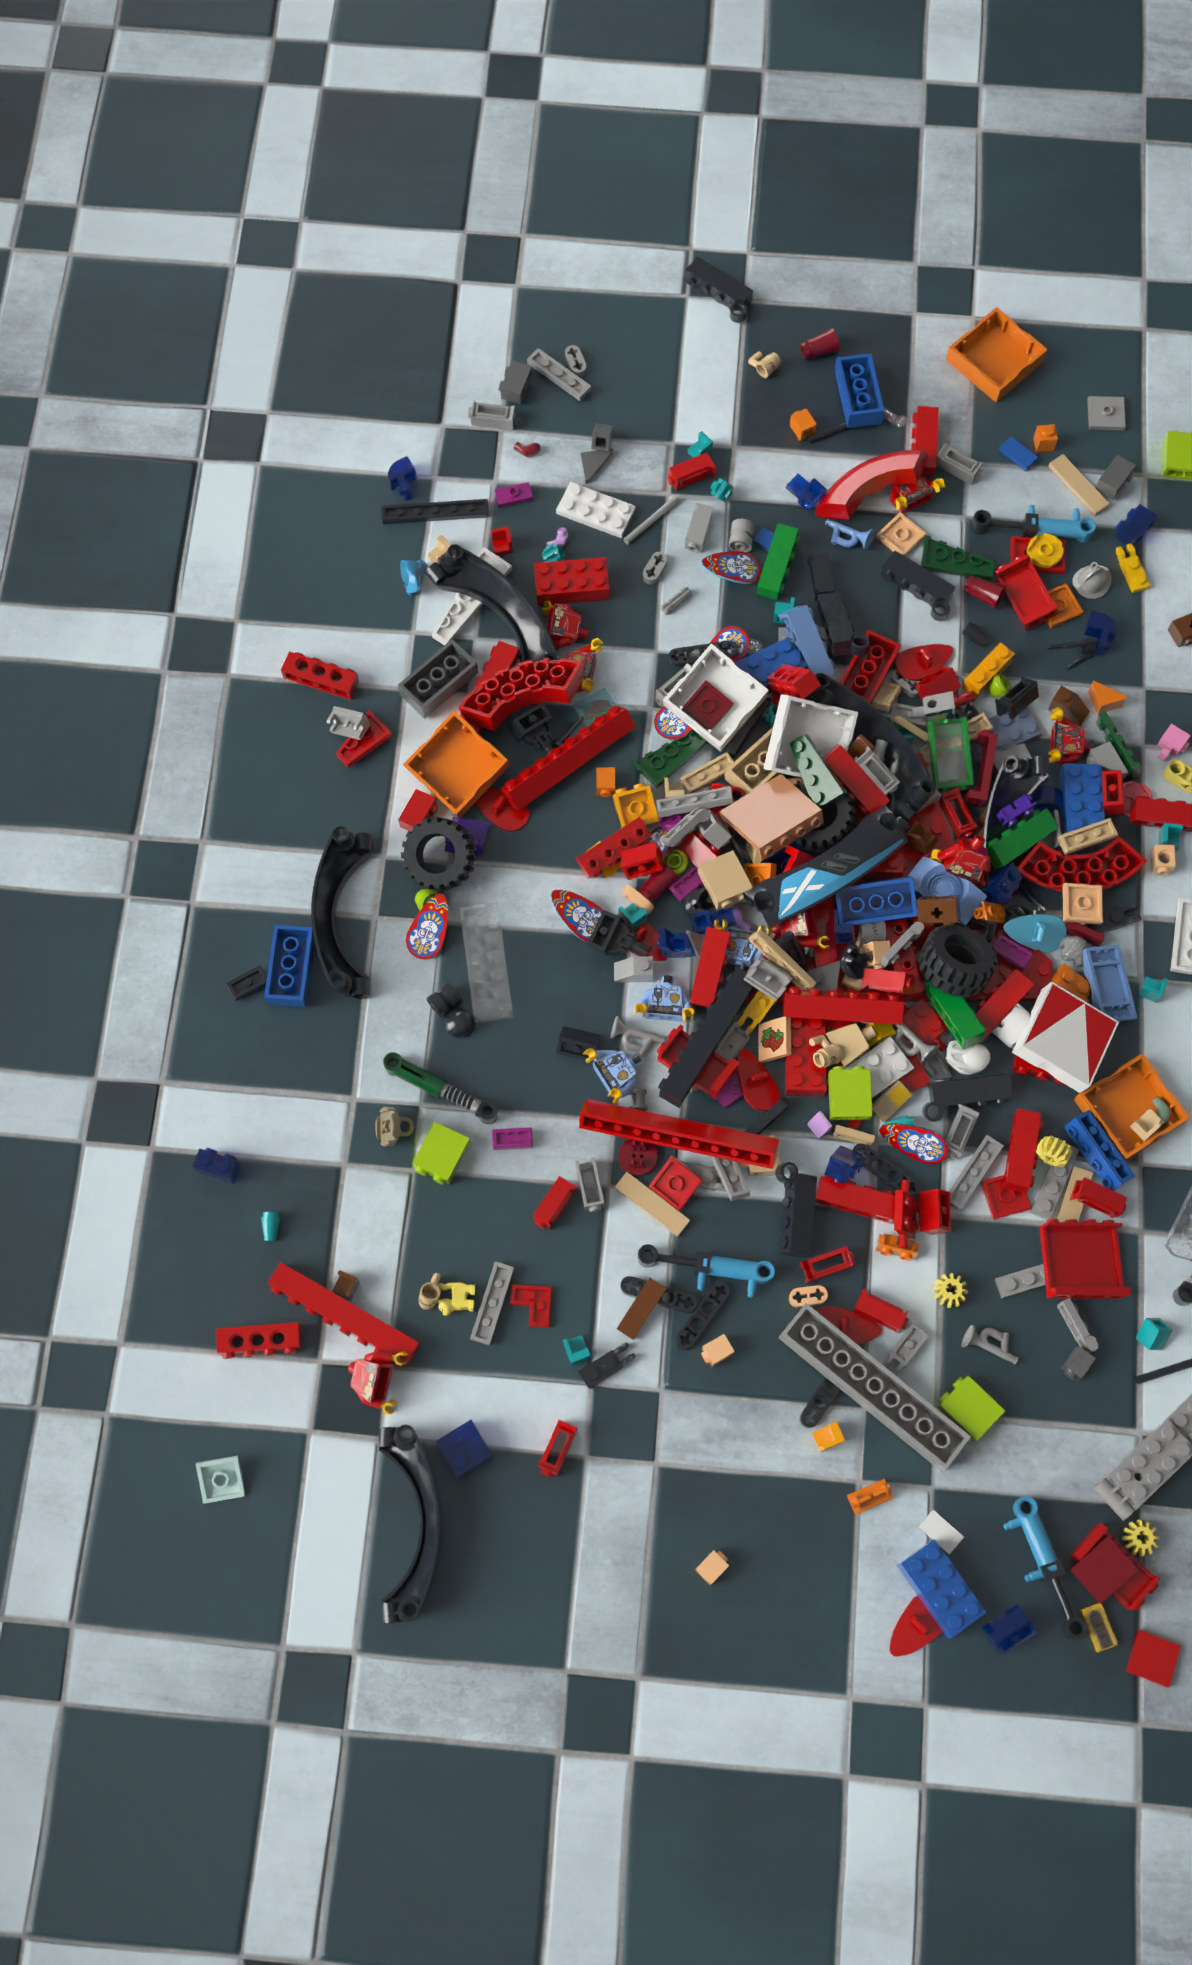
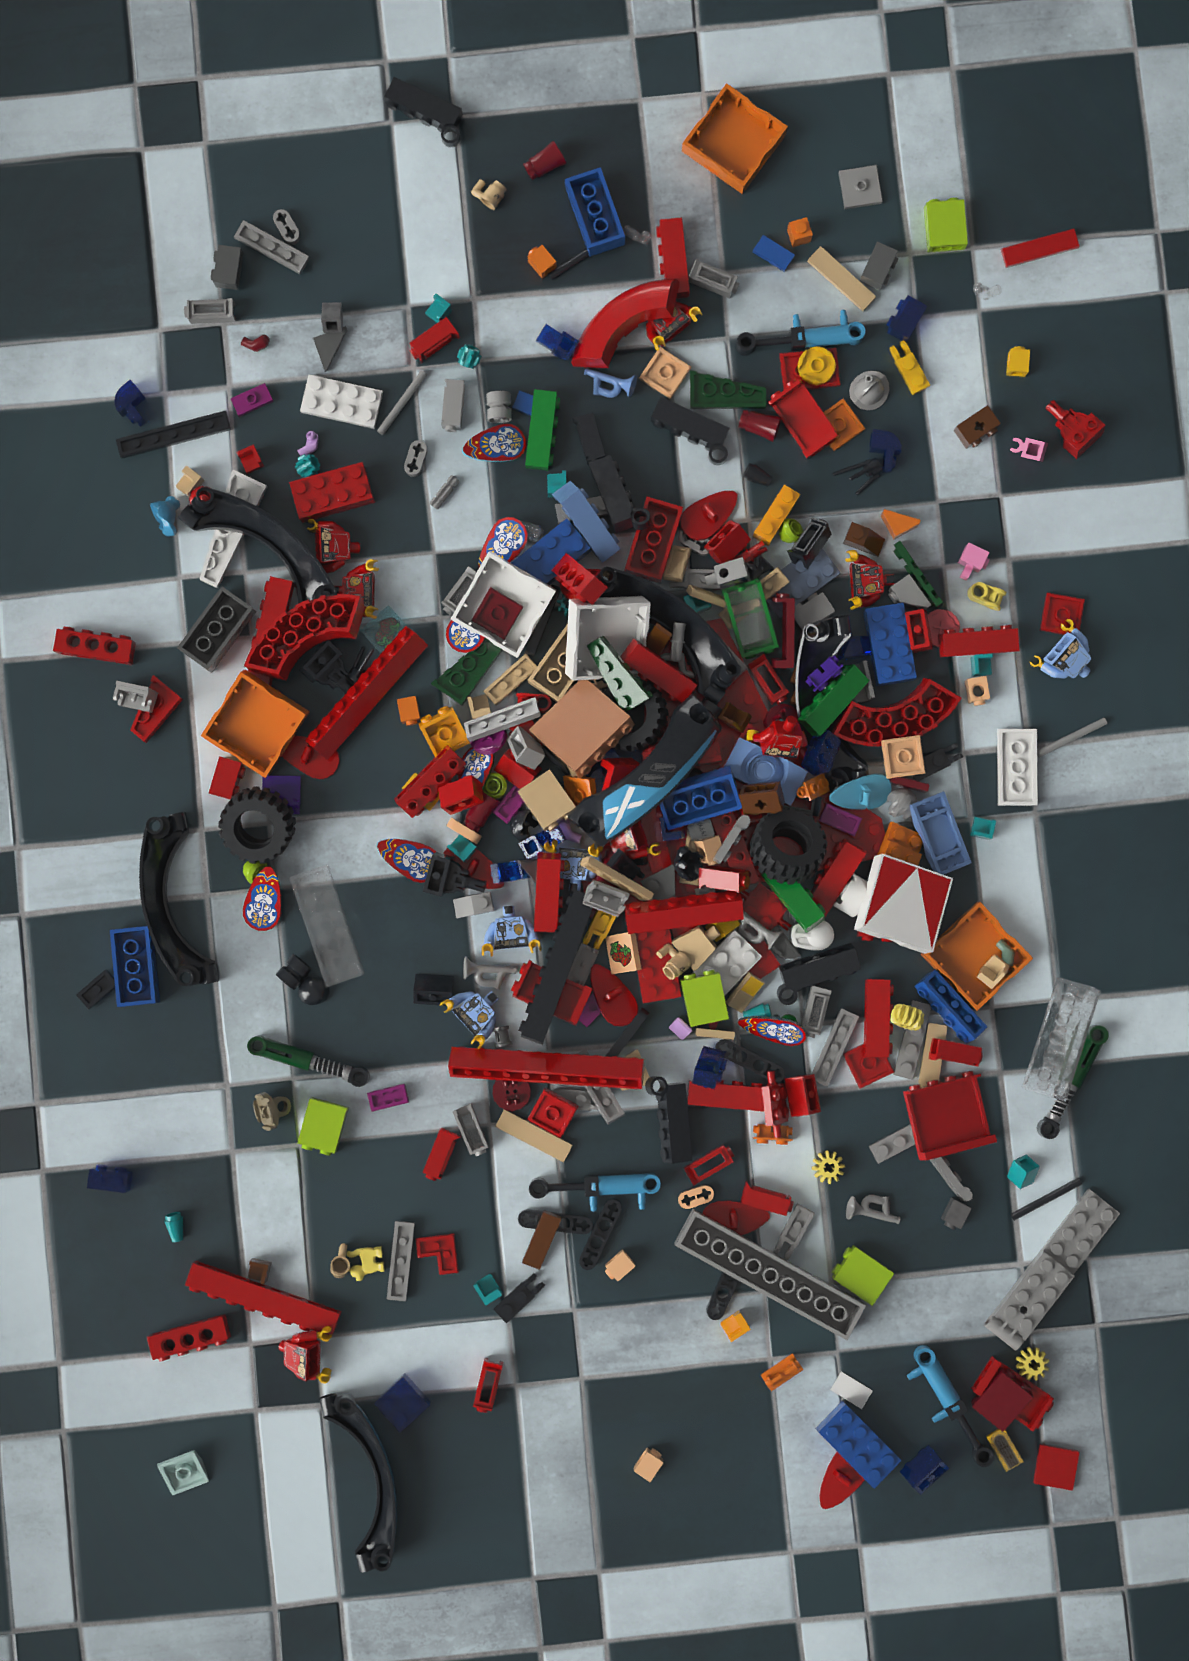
camera: 10 degrees left, 15 degrees up
(685, 826) = (497, 751): light grey hinge -> none
(701, 648) = (482, 548): black beam -> none
(877, 771) = (680, 659): light grey window -> none
(1087, 836) = (899, 686): tan tile -> none

